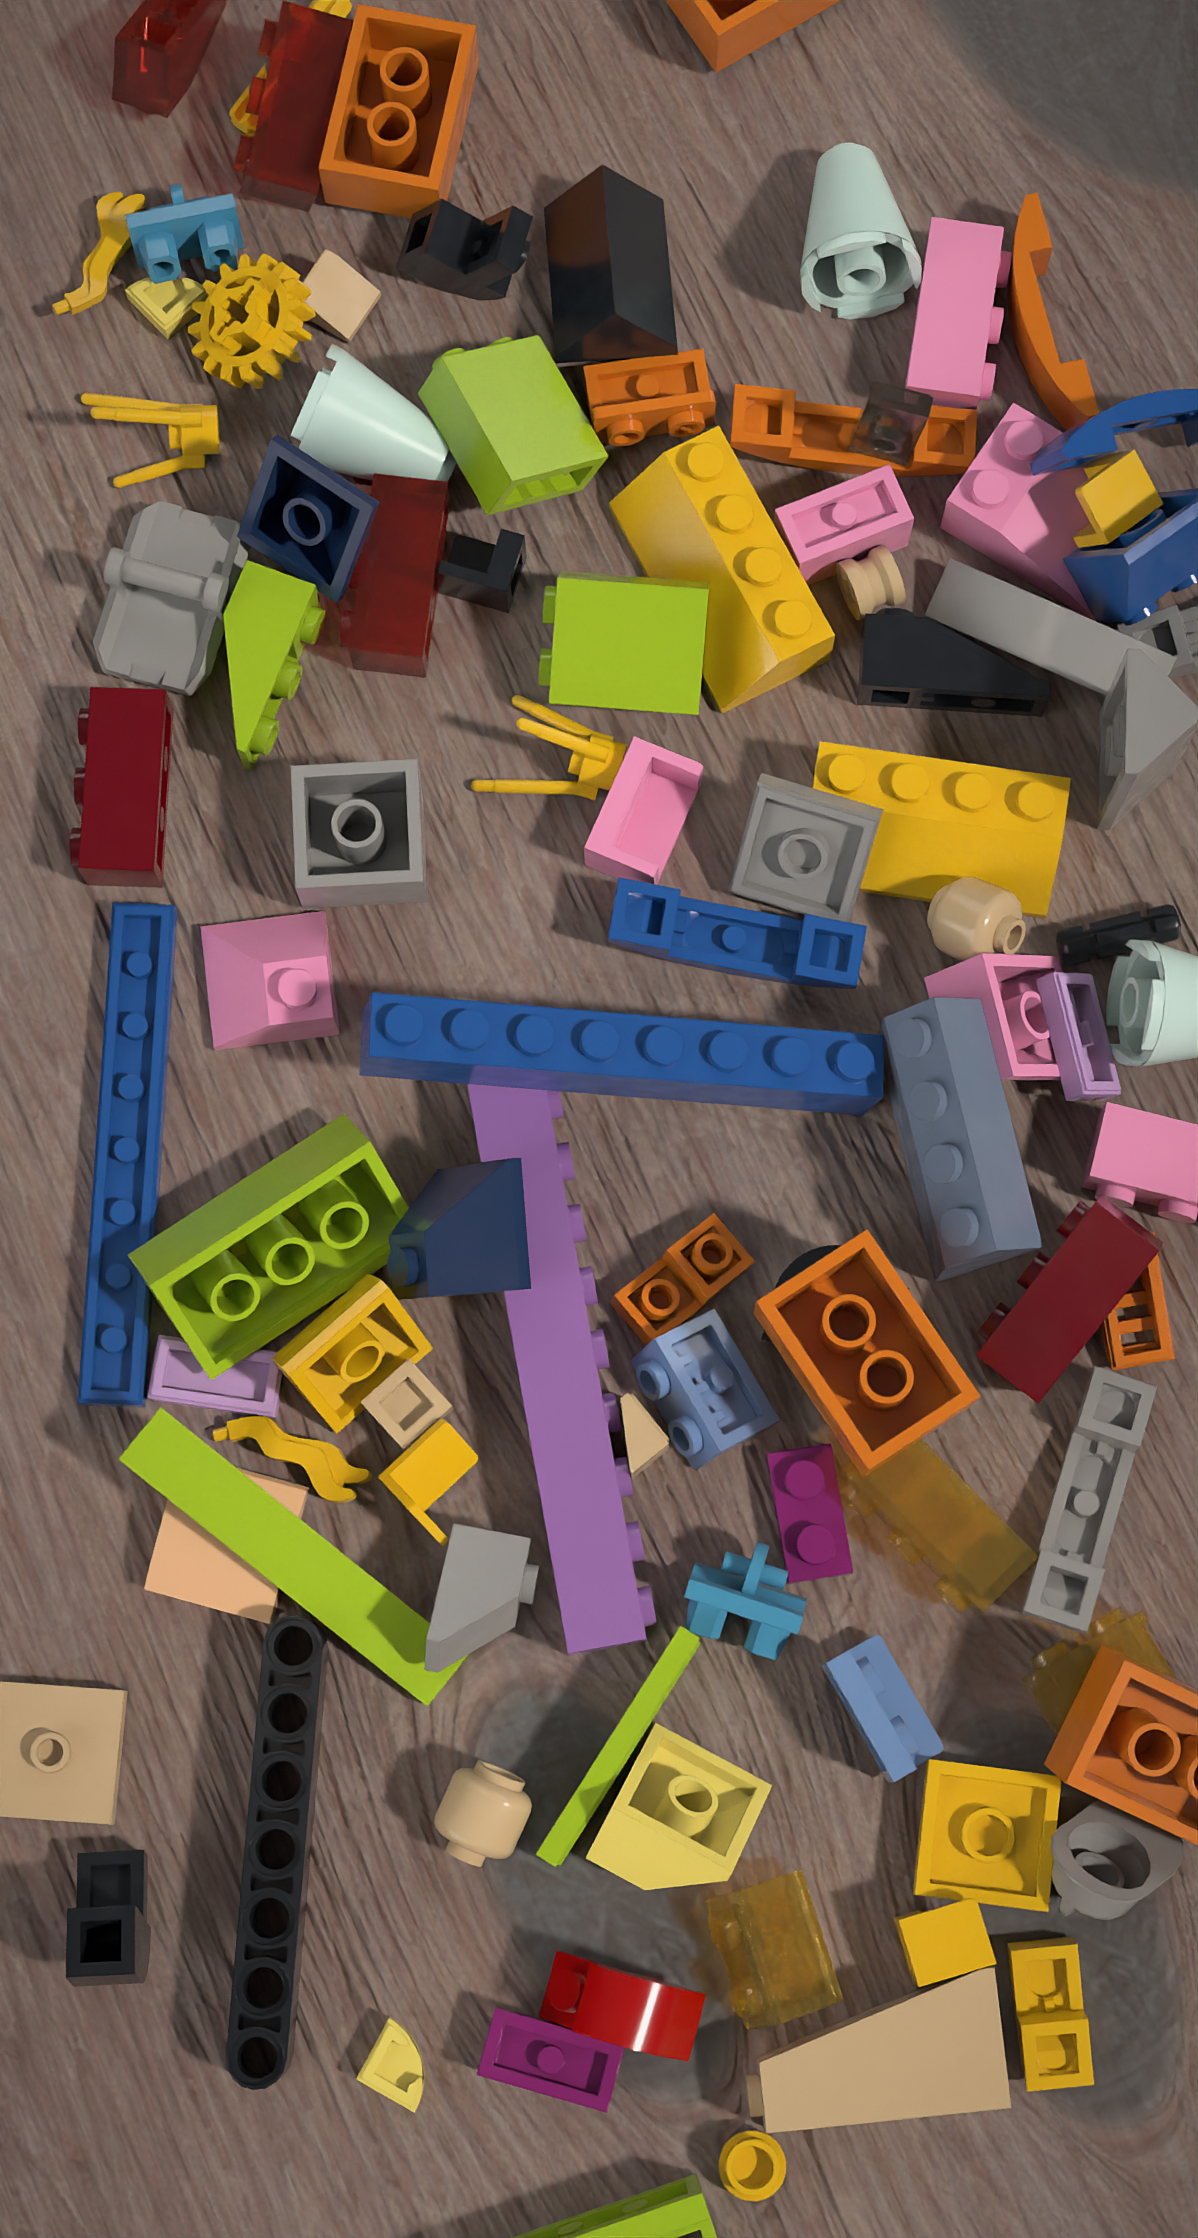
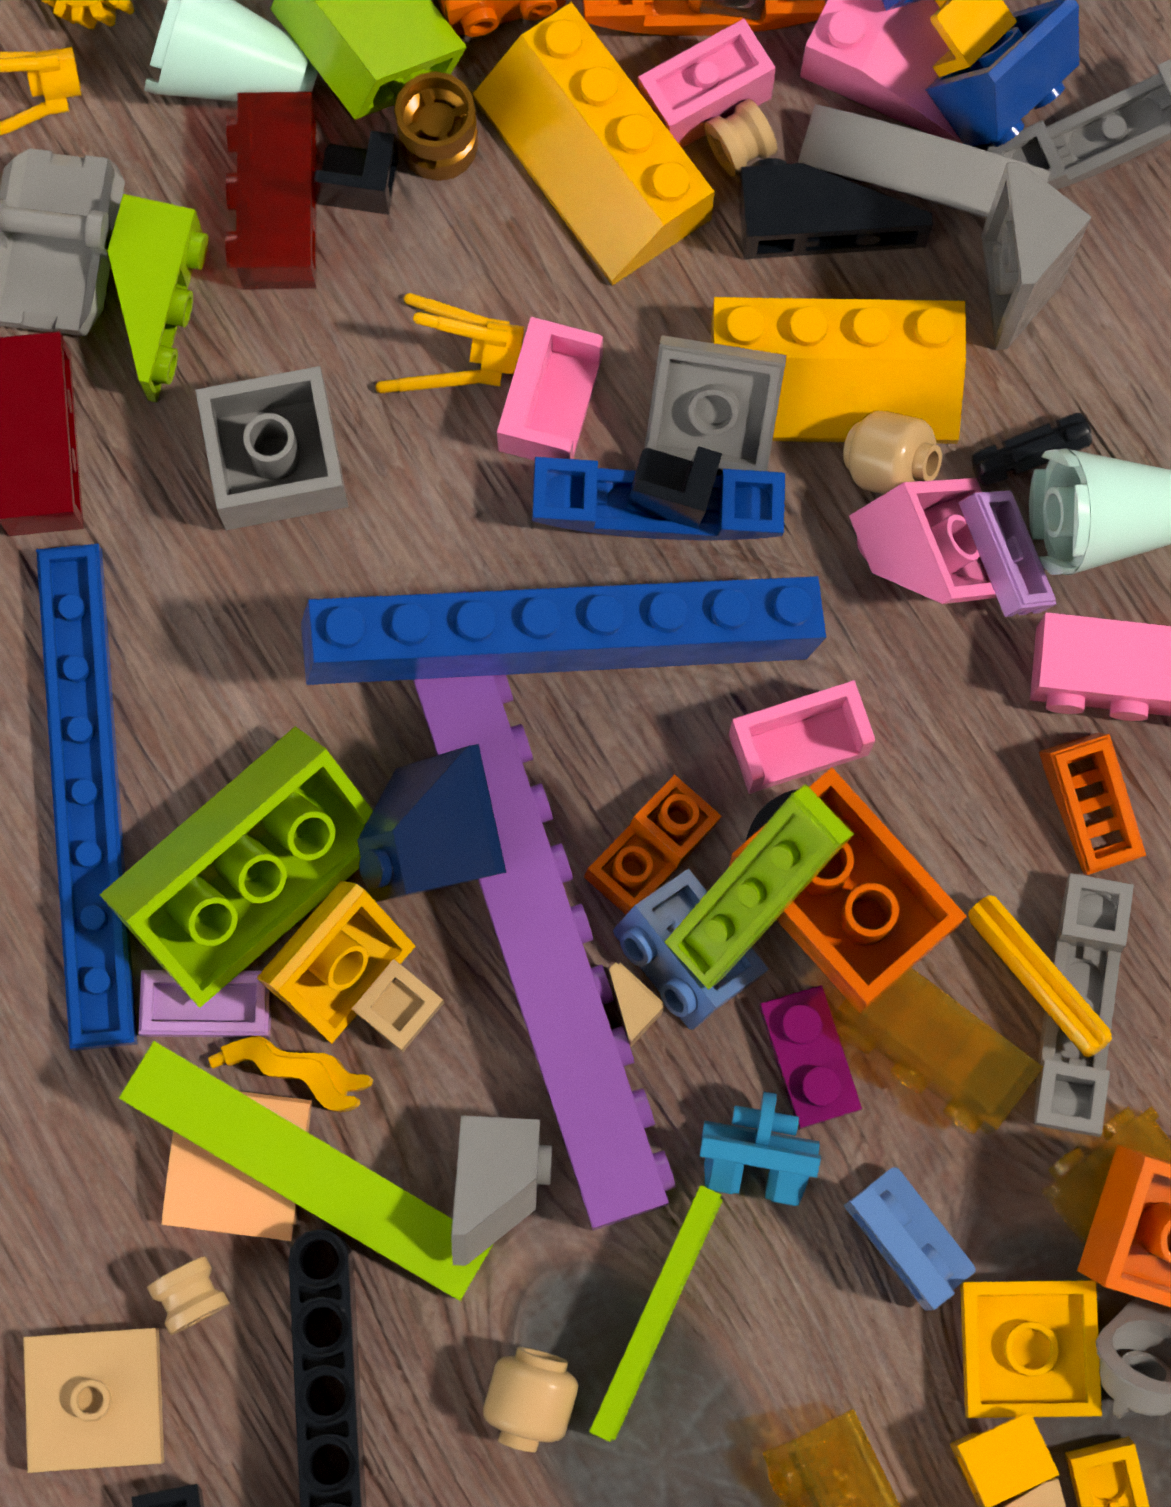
camera: 10 degrees left, 0 degrees up
(160, 1663) = (188, 1295): none -> tan wheel
(269, 980) = (203, 605): bright pink slope -> none
(307, 518) = (178, 144): dark blue slope -> none
(429, 1471) = (428, 1068): yellow bracket -> none
(567, 529) = (436, 126): none -> pearl gold wheel
(625, 642) = (509, 226): lime brick -> none
(678, 1816) = (724, 1374): light yellow slope -> none
(753, 924) = (674, 486): none -> black panel
(776, 1338) = (758, 886): none -> lime tile
(845, 1193) = (801, 736): none -> bright pink panel
(957, 1136) = (904, 666): sand blue slope -> none
(1050, 1466) = (1040, 976): none -> yellow axle
(1066, 1296) = (1034, 808): dark red brick -> none

